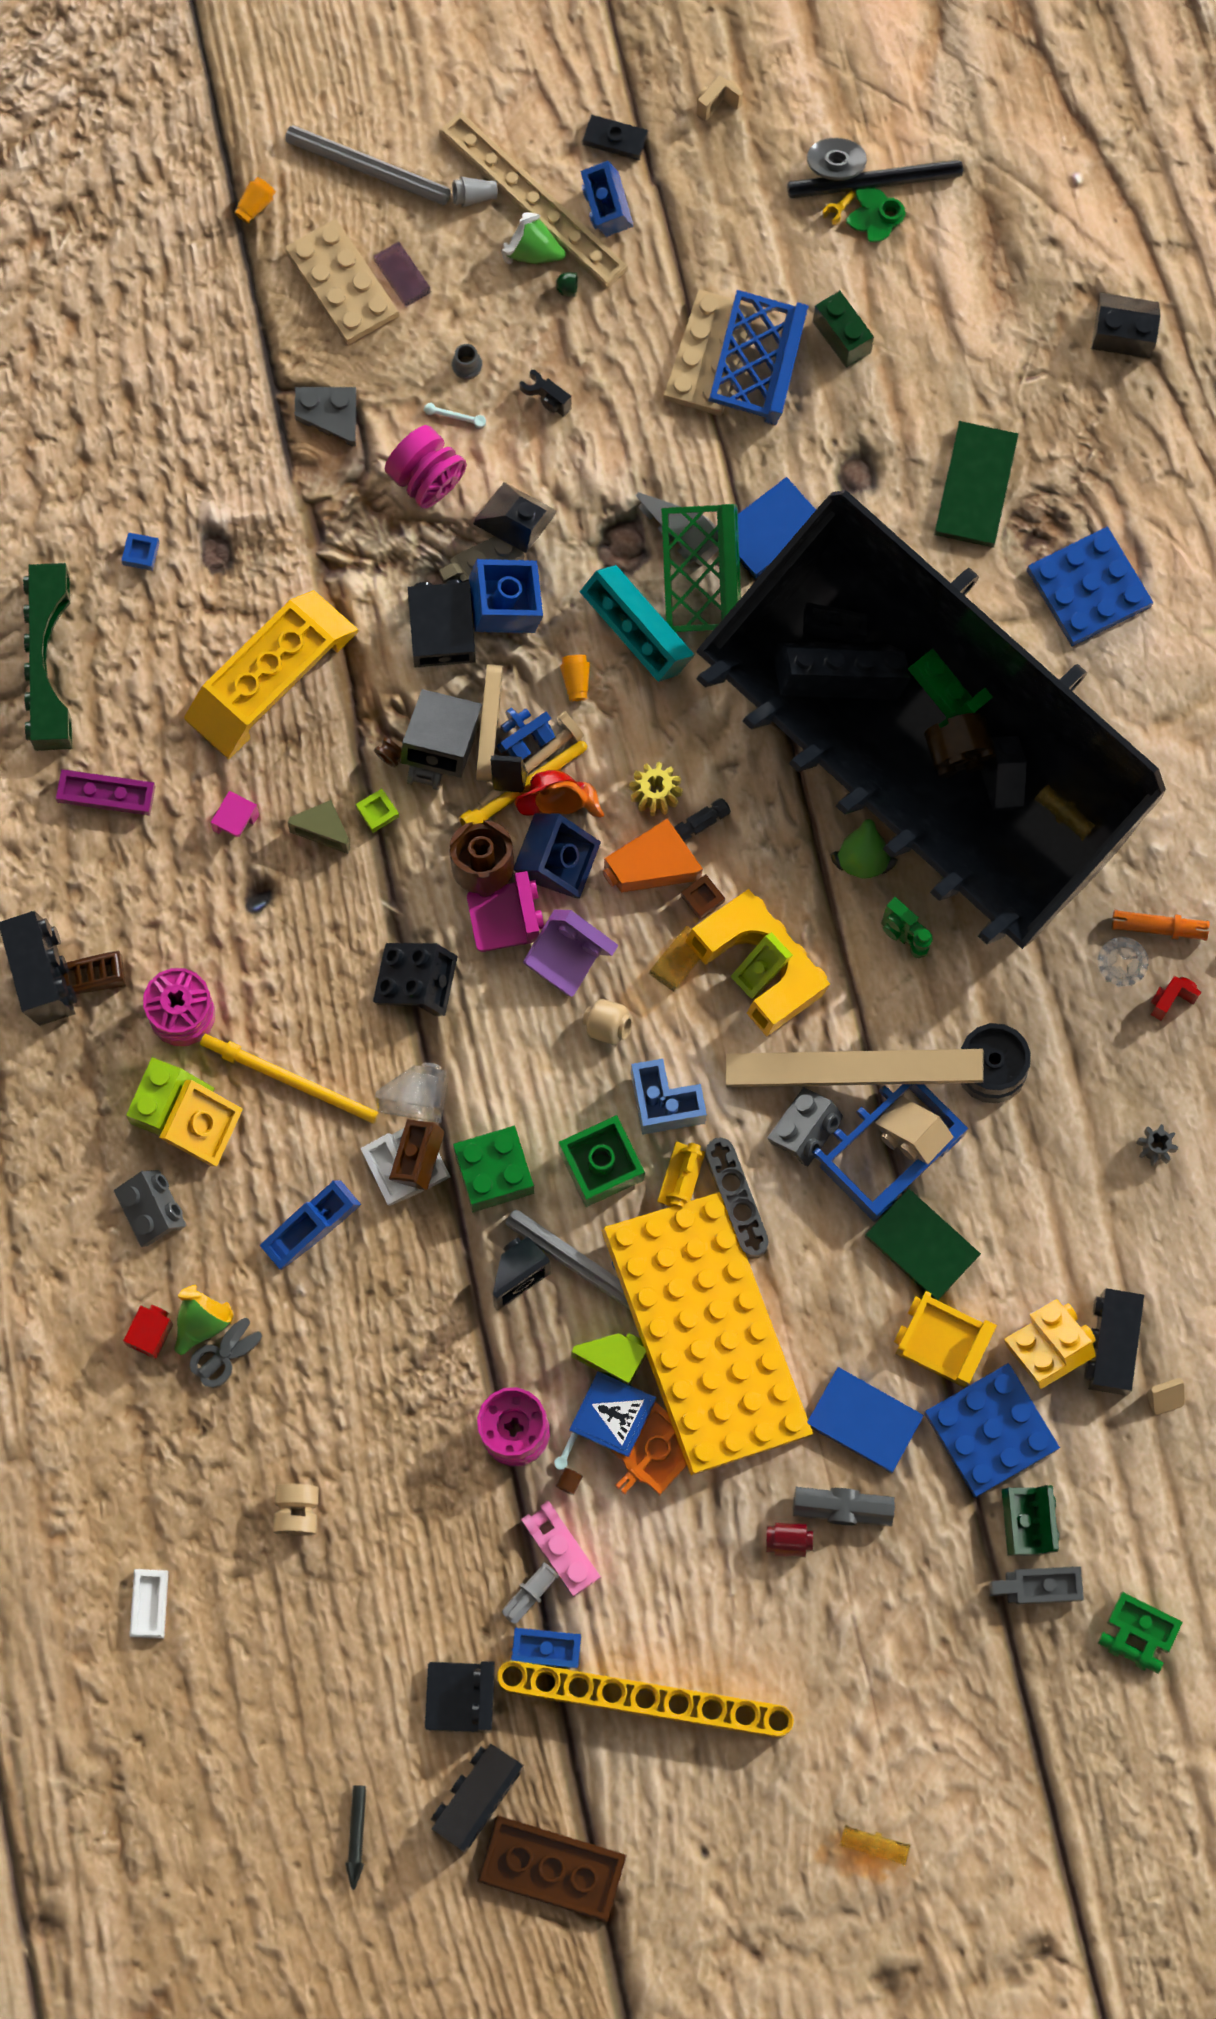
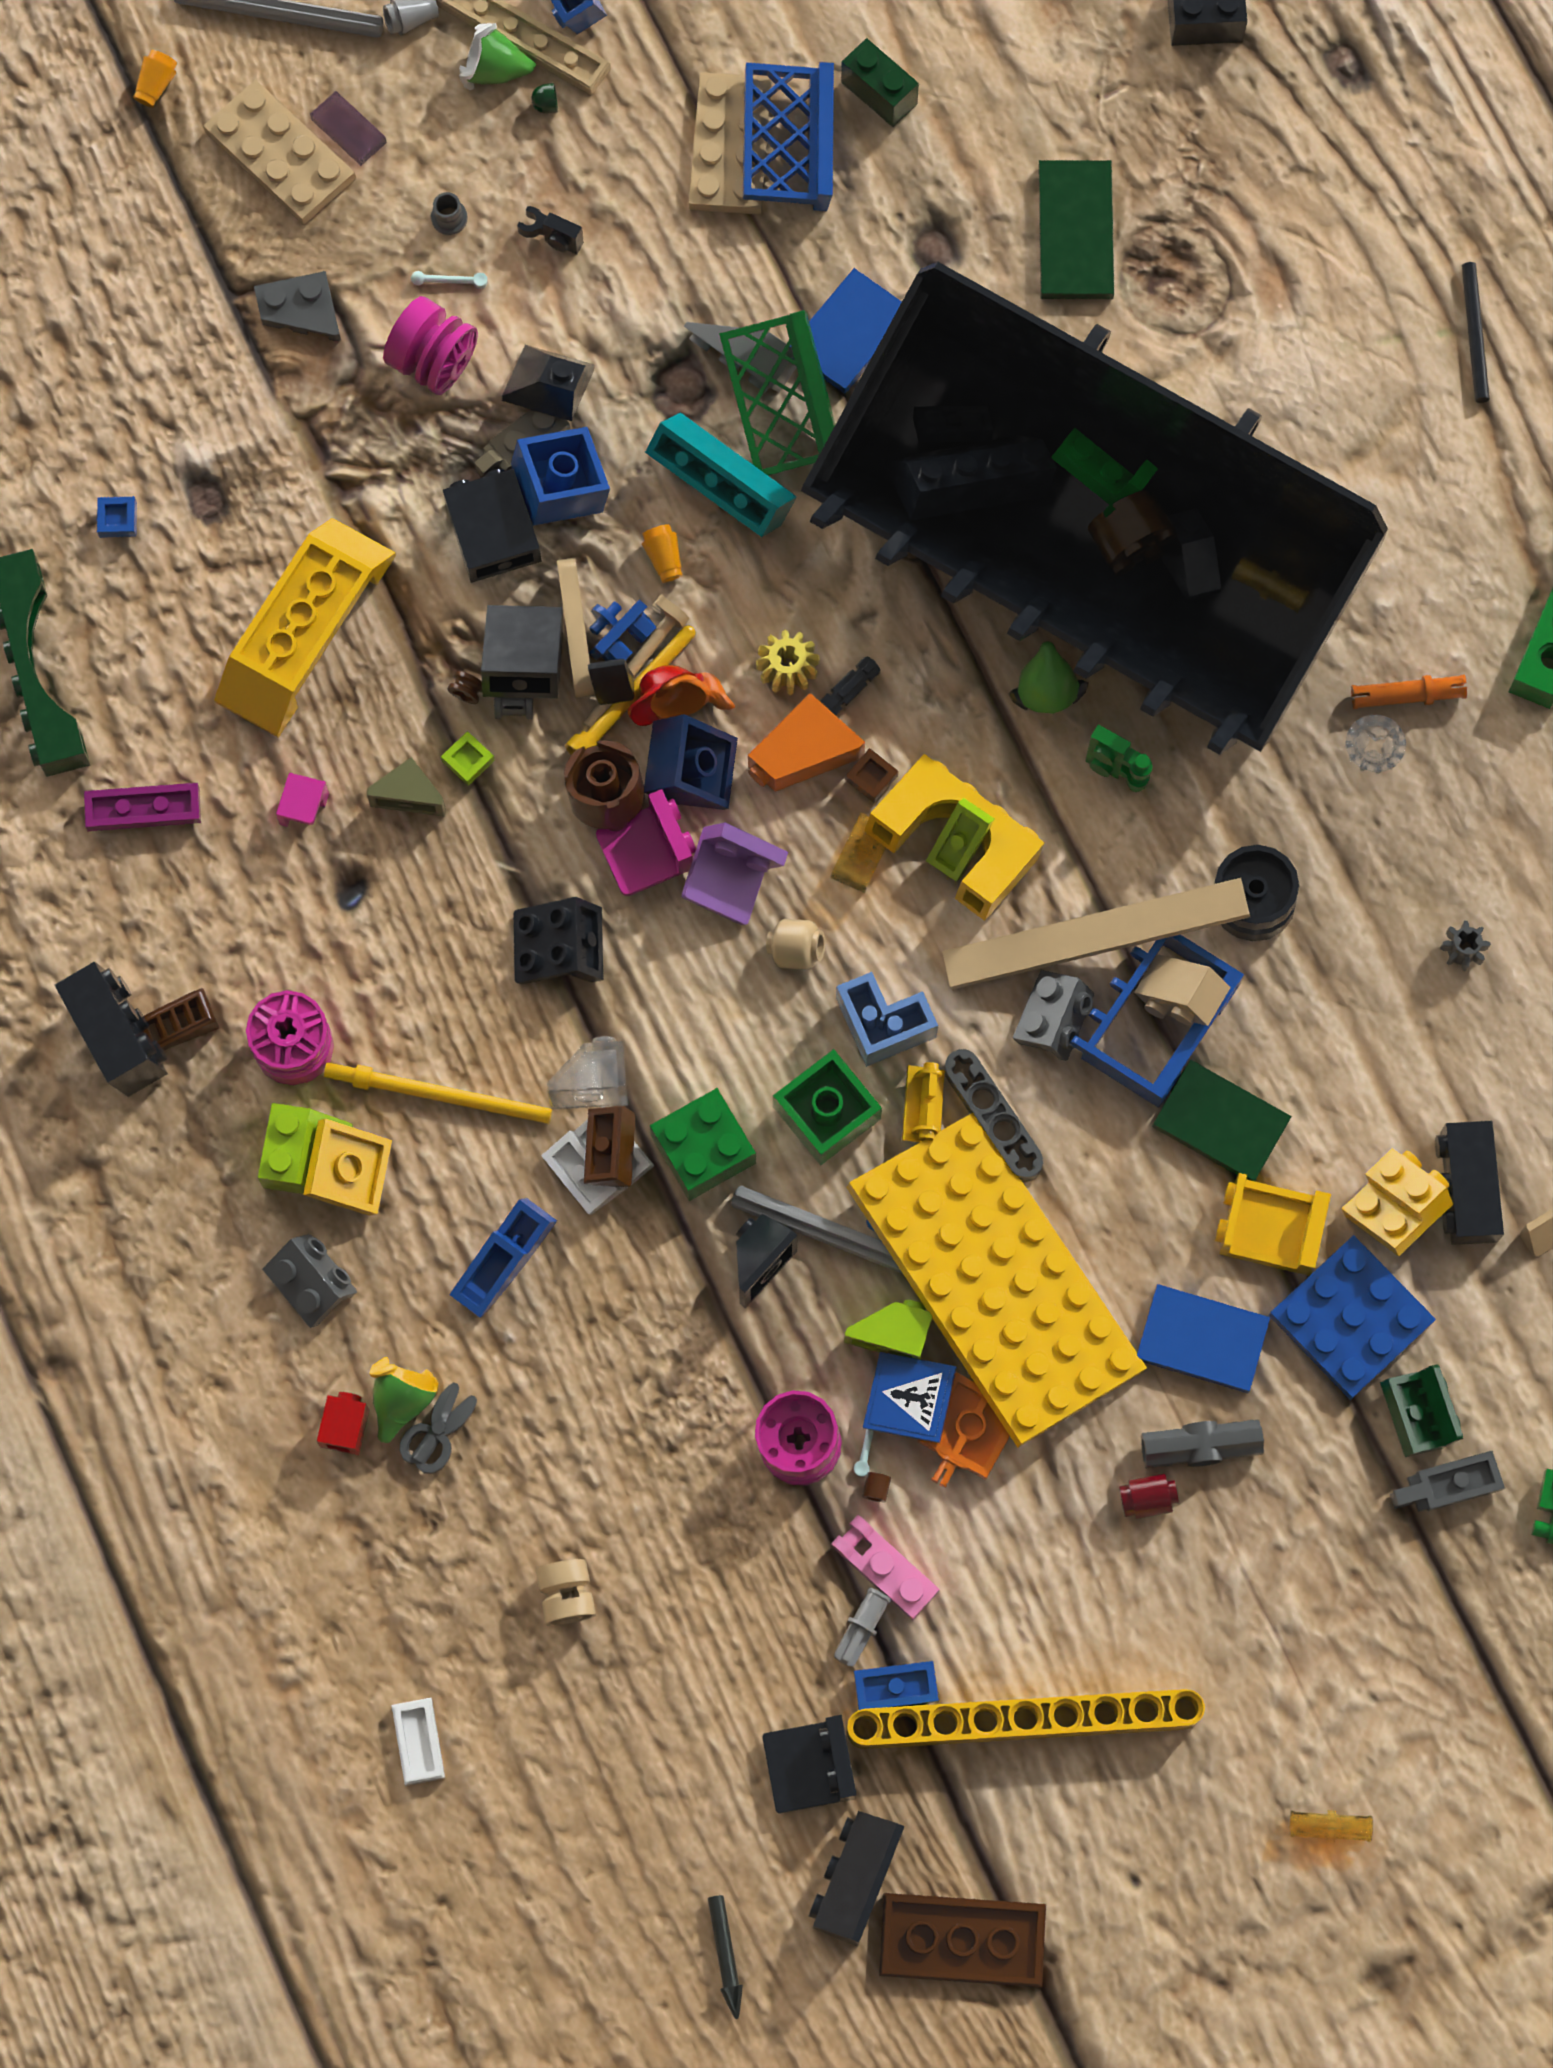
camera: 10 degrees left, 0 degrees up
(1089, 586) = (1234, 319): blue plate -> none
(1179, 987) = (1445, 759): red bracket -> none

